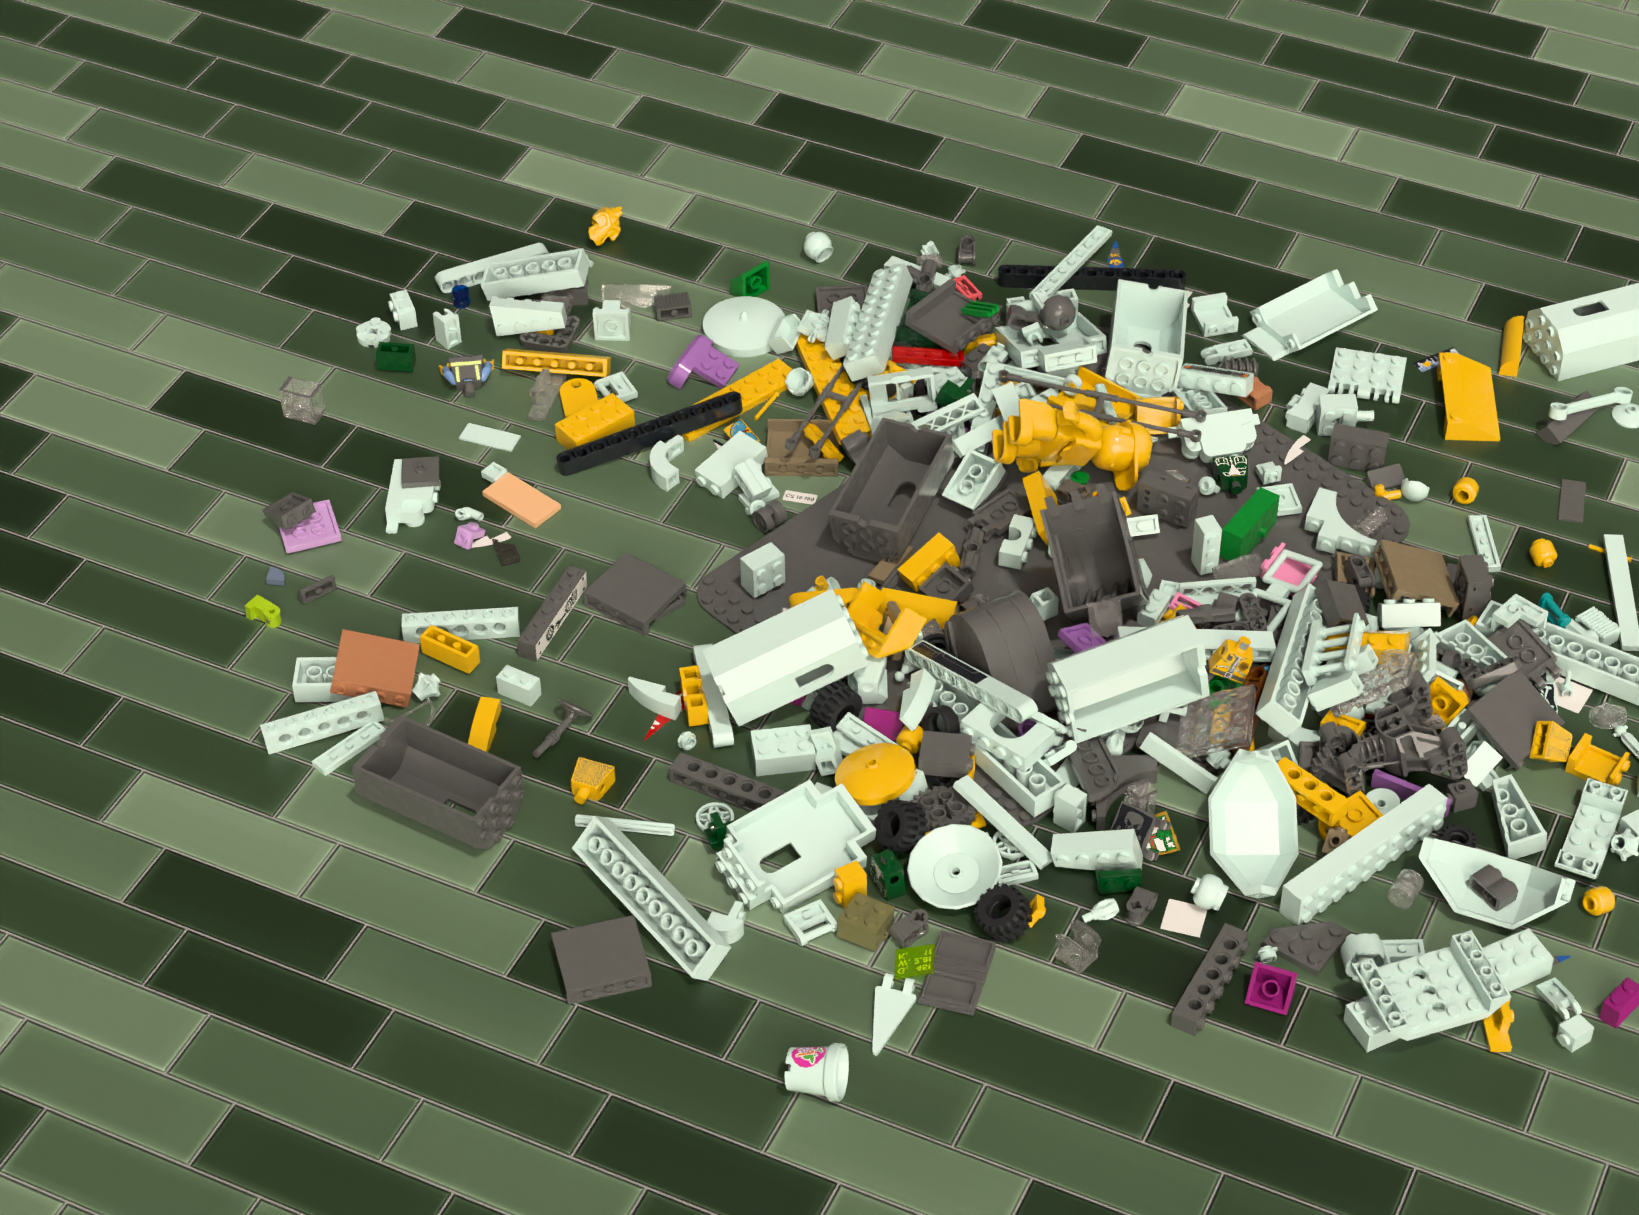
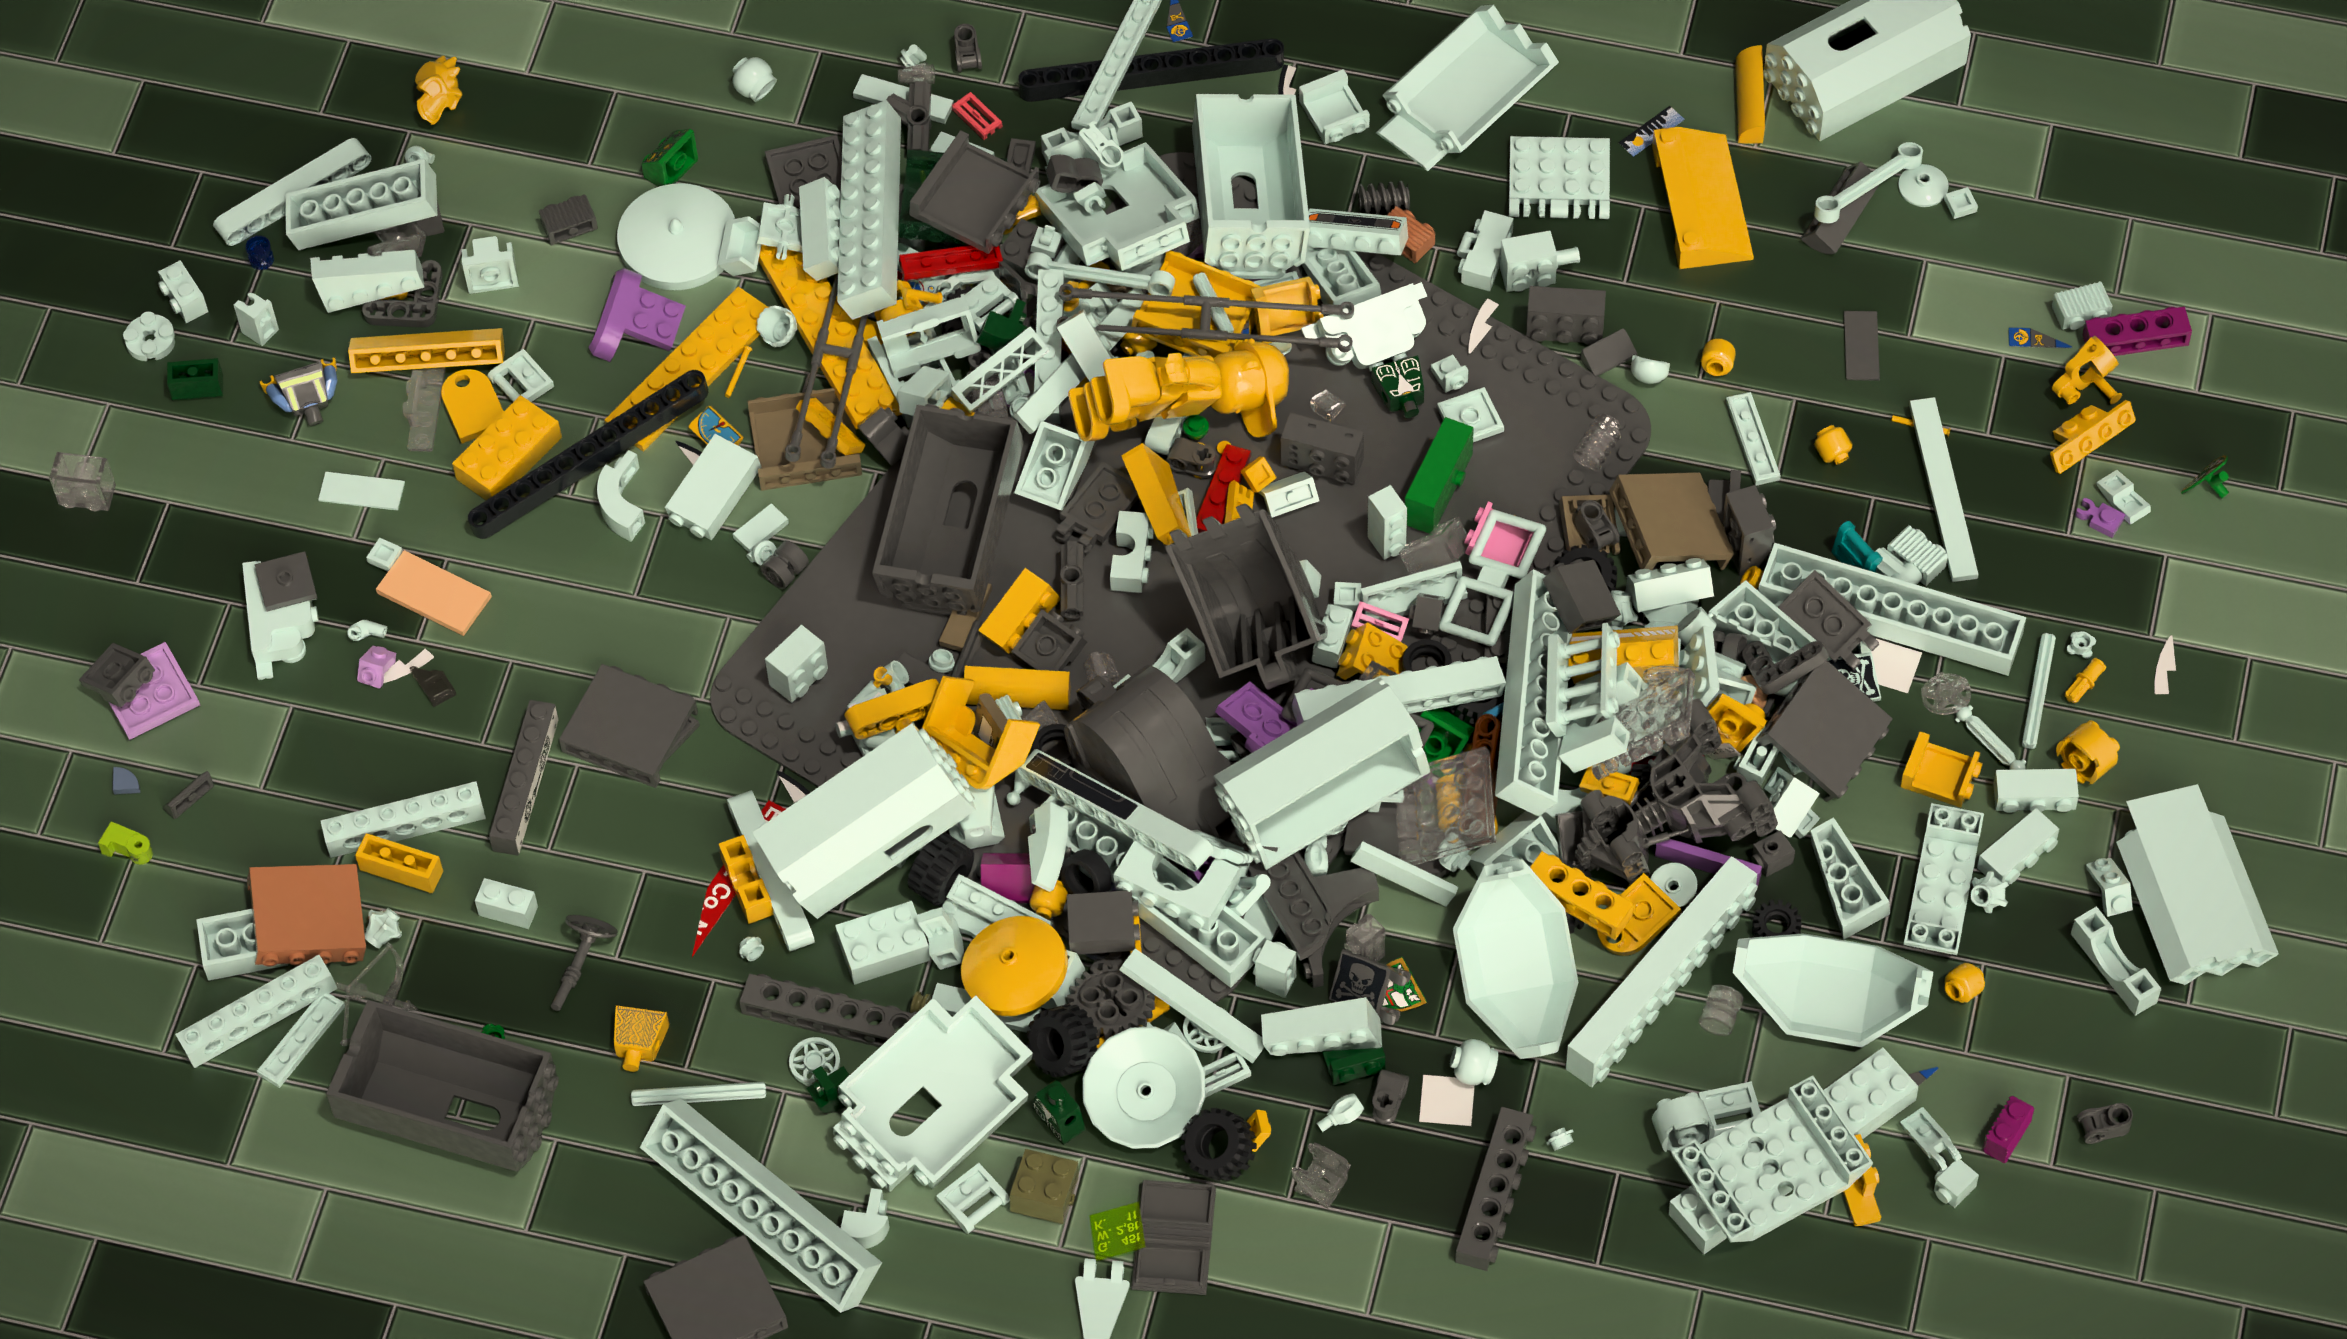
camera: 10 degrees left, 15 degrees up
(484, 723) = (475, 978): yellow slope -> none
(634, 294) = (509, 208): clear bracket -> none
(655, 697) = (694, 889): light aqua slope -> none
(752, 480) = (749, 513): light aqua brick -> none
(799, 497) = (817, 520): white sticker -> none
(848, 881) = (1012, 1137): yellow brick -> none
(910, 928) = (1099, 1187): dark grey piece -> none
(955, 271) = (956, 88): light aqua plate -> none
(980, 309) = (1013, 174): green tile -> none
(1058, 312) = (1121, 162): dark grey cylinder -> none
(1104, 618) = (1275, 679): clear piece -> none
(1207, 616) = (1404, 639): dark grey piece -> none
(1208, 486) = (1371, 411): light aqua plate -> none
(1231, 349) = (1361, 169): light aqua hinge -> none
(1232, 659) = (1451, 711): yellow torso -> none
(1249, 622) = (1463, 642): dark grey beam -> none
(1271, 988) = (1573, 1190): magenta slope -> none
(1308, 944) = (1609, 1113): dark grey plate -> none
(1333, 530) = (1553, 462): light aqua arch -> none
(1335, 838) = (1624, 956): dark tan brick -> none
(1390, 495) = (1607, 378): yellow arm -> none
(1493, 887) = (1830, 987): dark grey brick -> none
(1517, 608) = (1811, 561): light aqua panel -> none
(1551, 742) = (1878, 757): yellow torso -> none
(1567, 686) = (1888, 656): light aqua hand -> none

